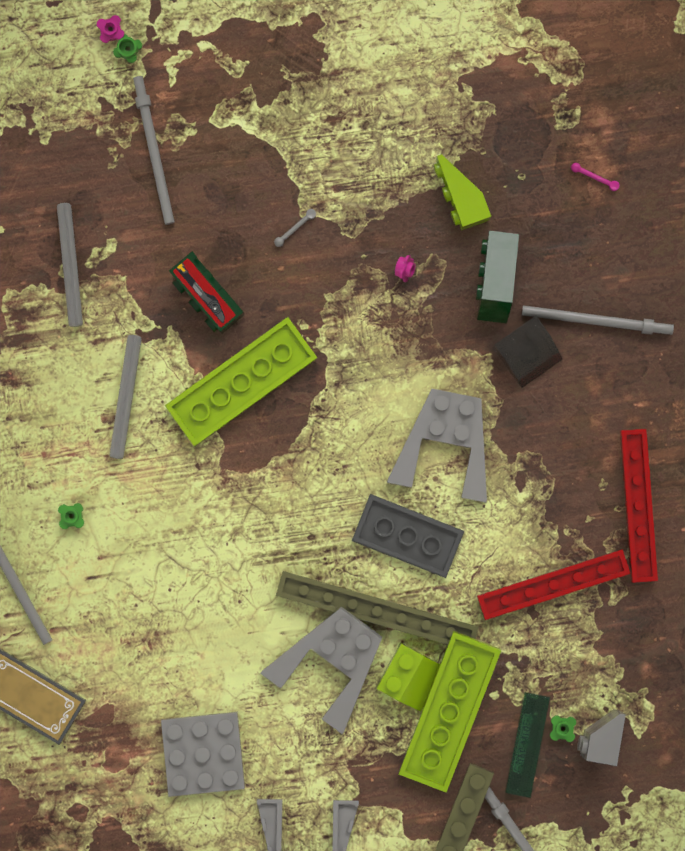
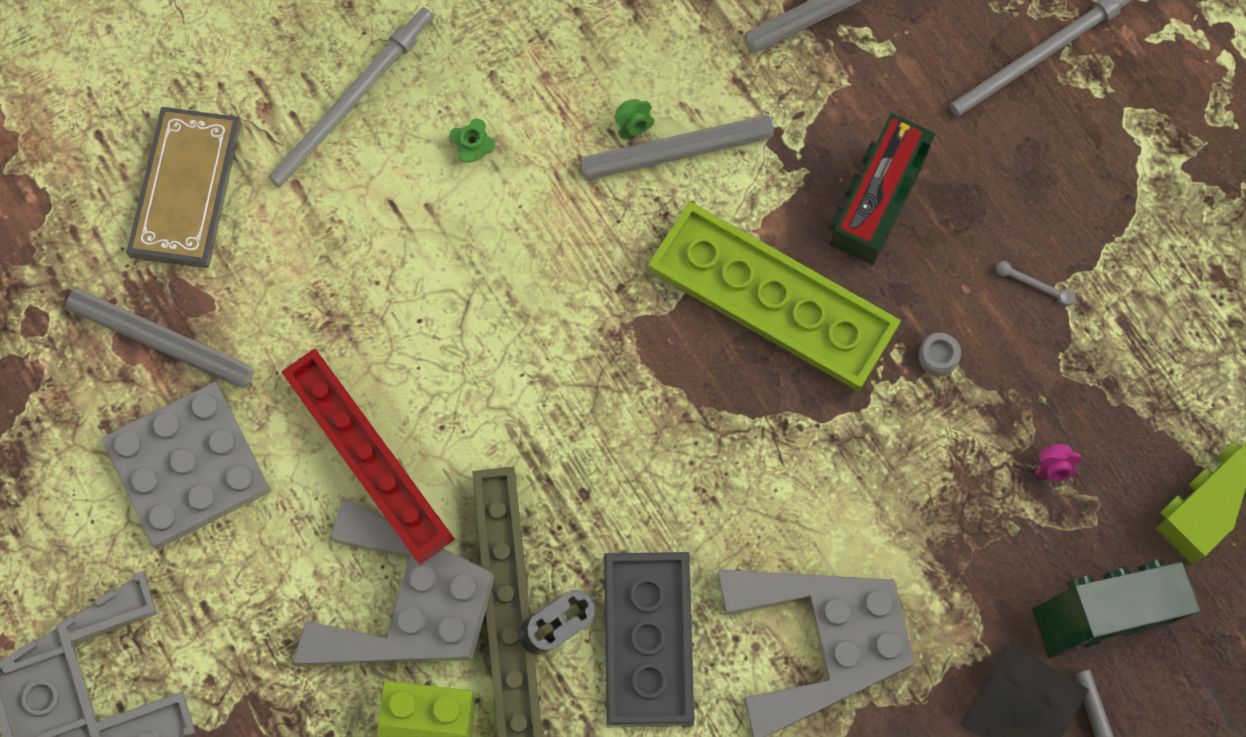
camera: 60 degrees right, 15 degrees down
(97, 415) = (633, 118): none -> bright green plate
(120, 743) = (160, 338): none -> light grey axle
(242, 651) = (368, 456): none -> red plate
(314, 302) = (939, 354): none -> light grey tile
(375, 583) = (562, 629): none -> beam

